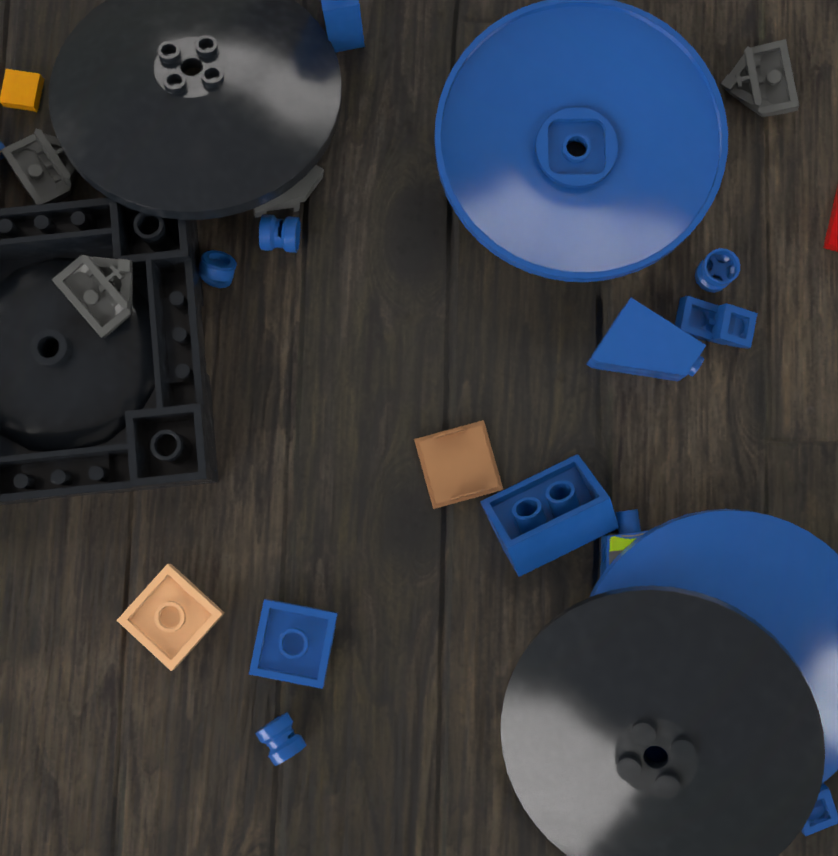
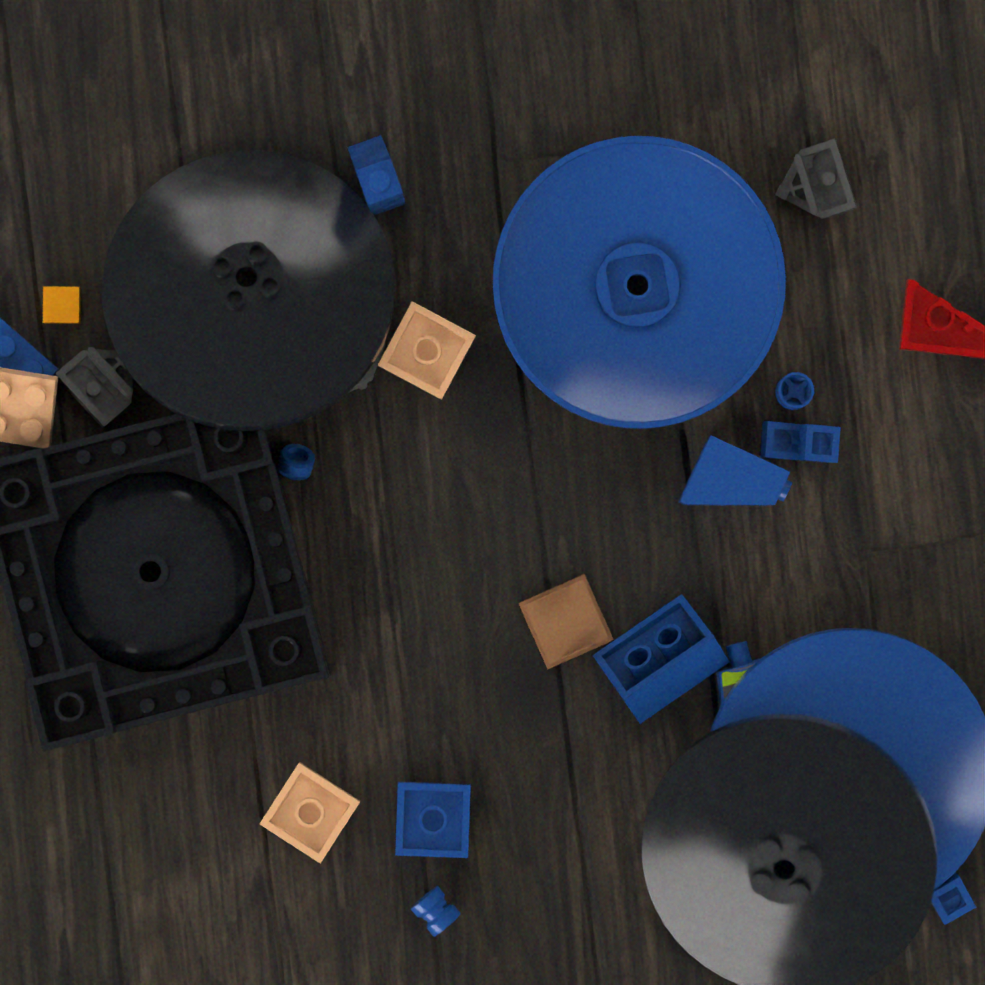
camera: 15 degrees left, 5 degrees up
(99, 290) = (190, 509): dark grey slope -> none
(279, 233) = (344, 418): blue wheel -> none
(362, 180) = (426, 350): none -> light nougat plate

